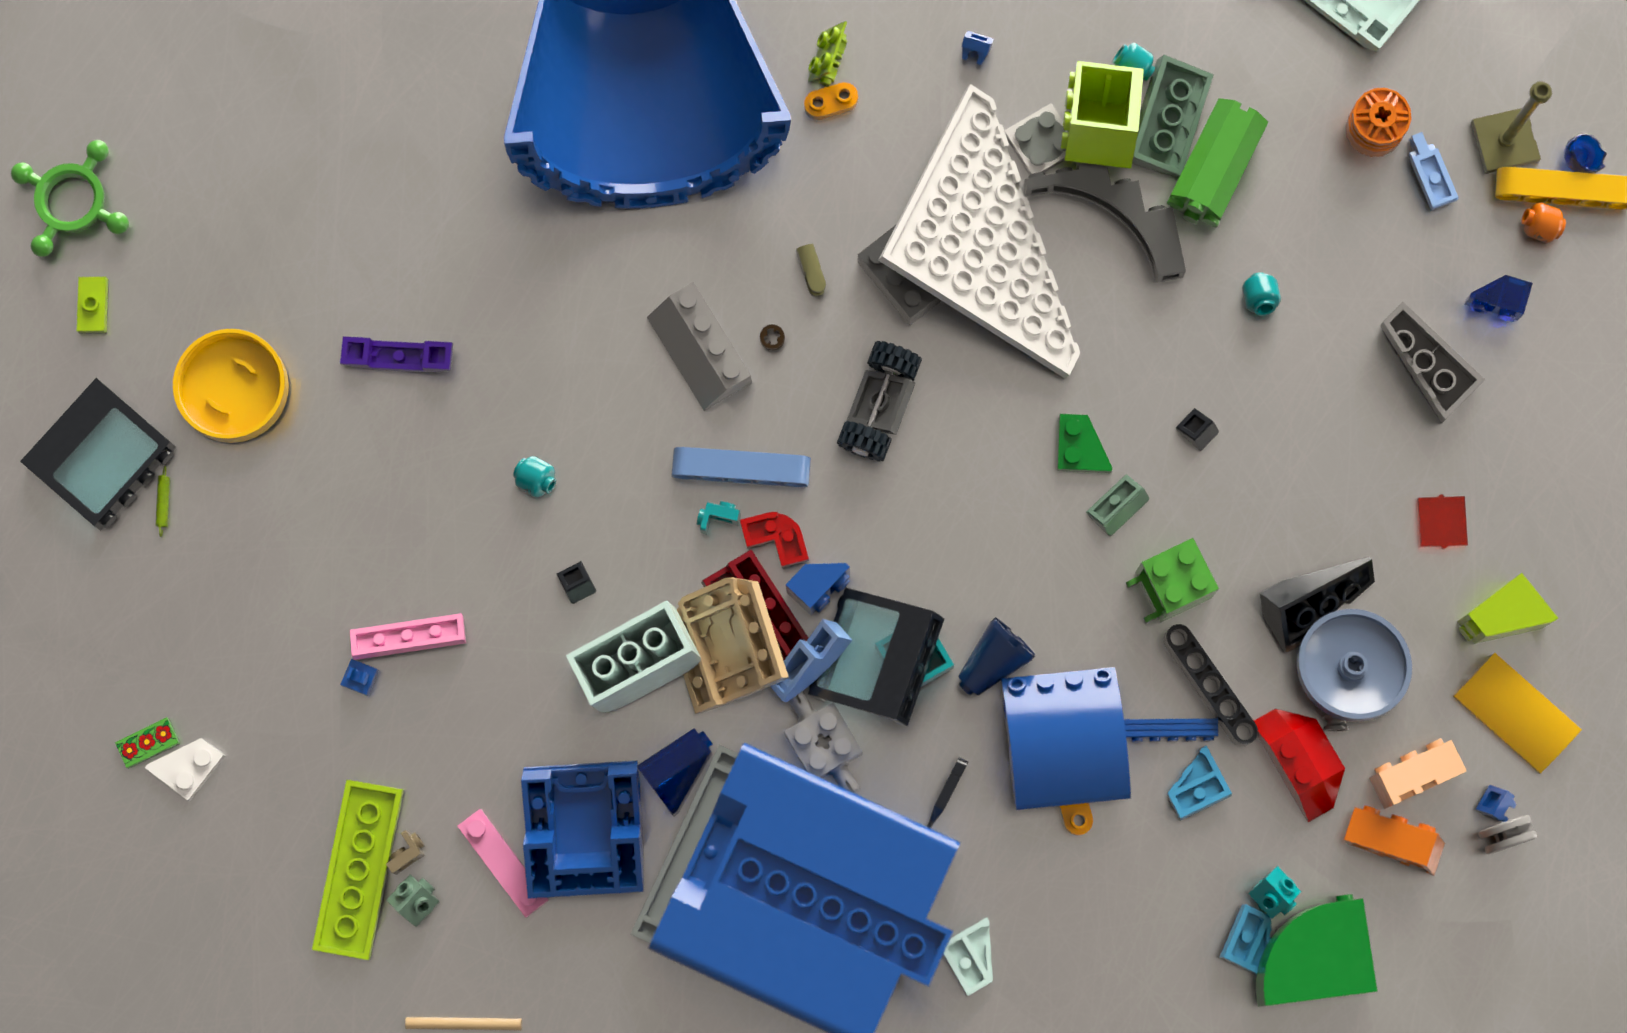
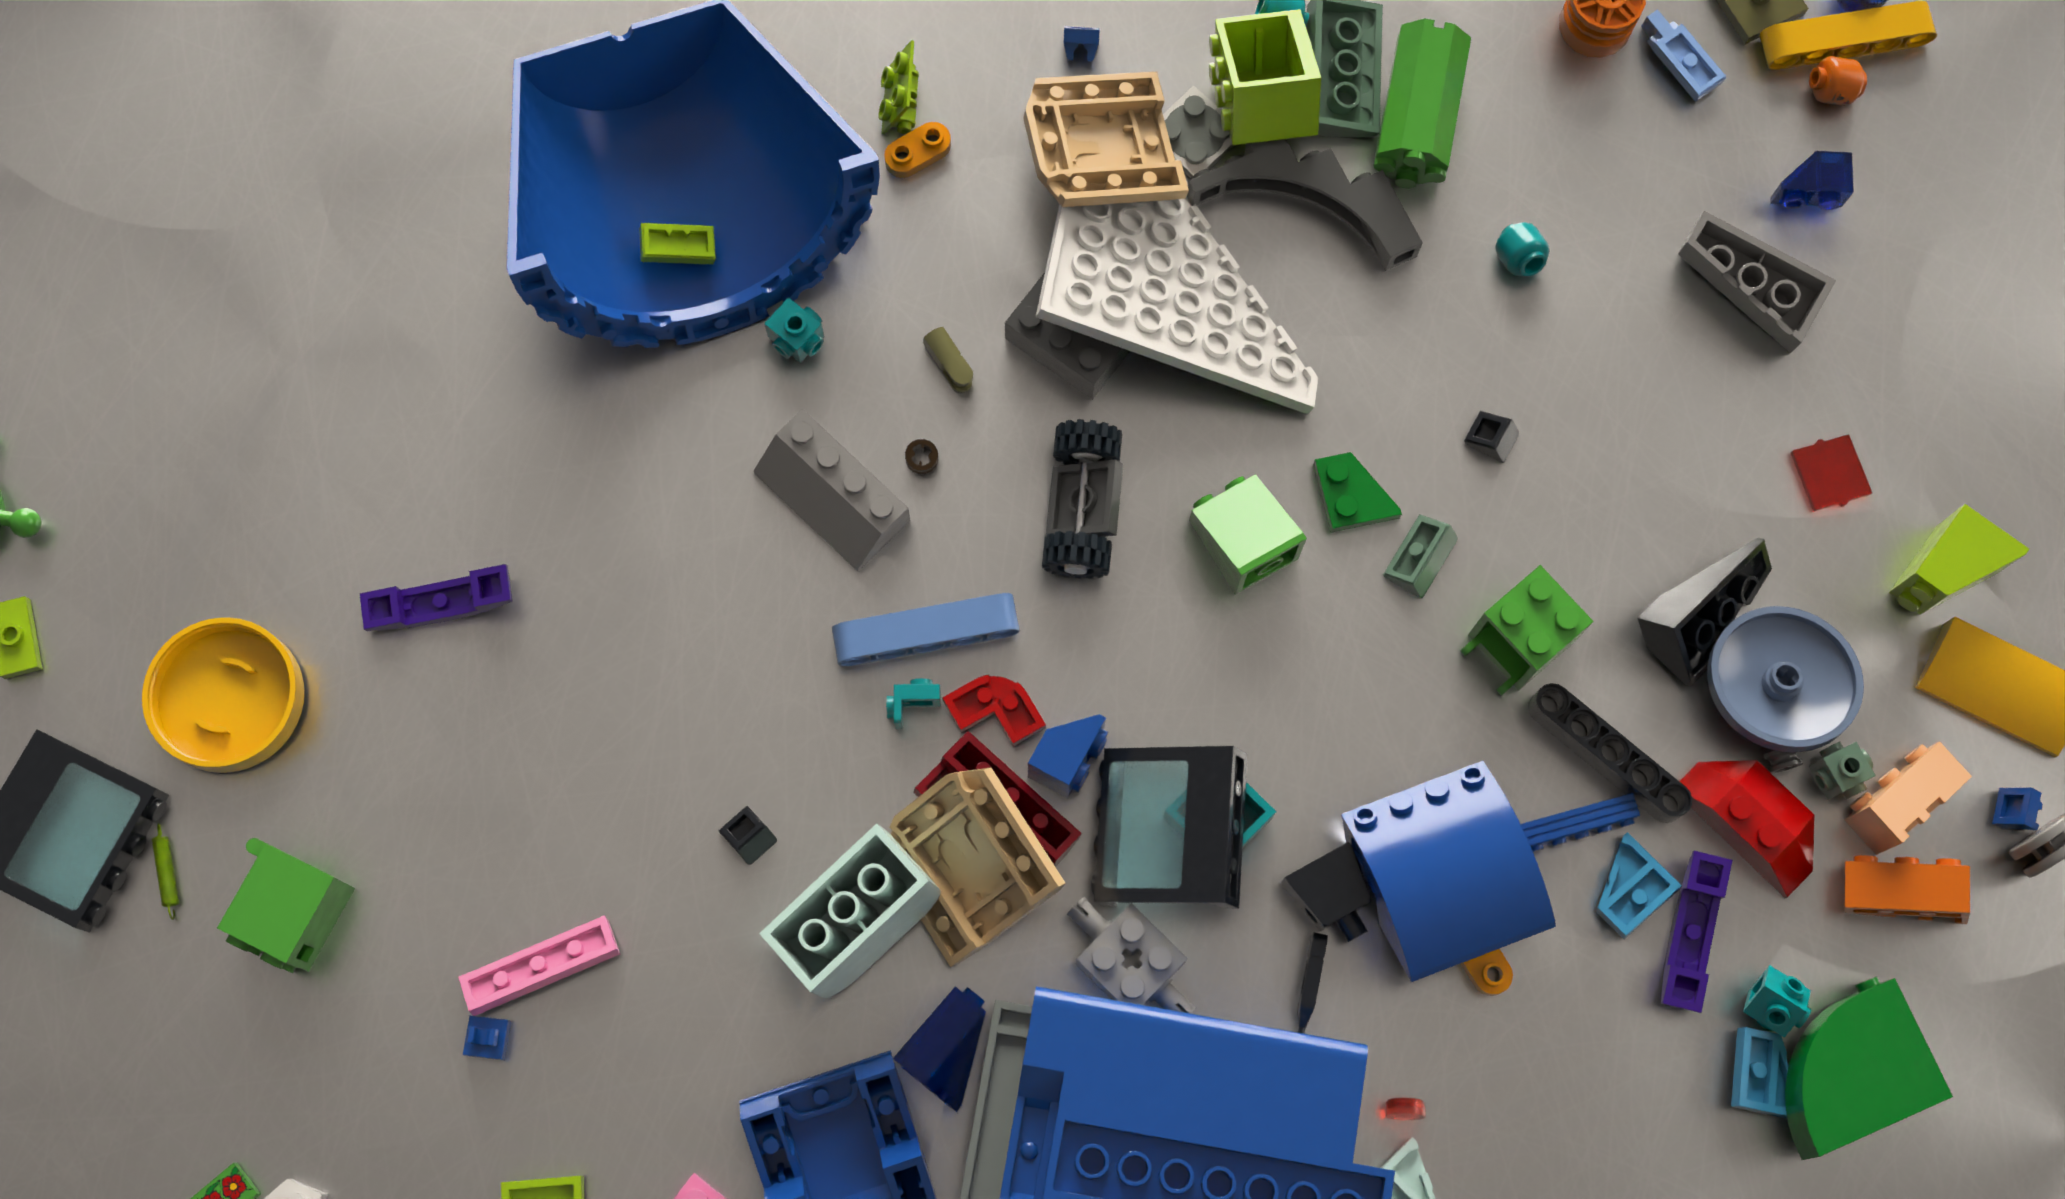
camera: 20 degrees left, 5 degrees down
(241, 550) = (284, 909): none -> bright green container
(534, 476) = (658, 710): teal head -> none
(633, 132) = (677, 243): none -> lime plate
(697, 214) = (795, 330): none -> teal brick
(812, 658) = (1088, 852): medium blue slope -> none
(967, 133) = (1102, 140): none -> tan wedge
(980, 731) = (1331, 891): none -> black torso
(988, 897) = (1405, 1109): none -> clear red tile
(992, 455) = (1246, 532): none -> slope
(994, 658) = (1323, 791): dark blue cone -> none
(1232, 828) = (1693, 931): none -> dark purple slope
(1365, 743) = (1842, 770): none -> sand green brick

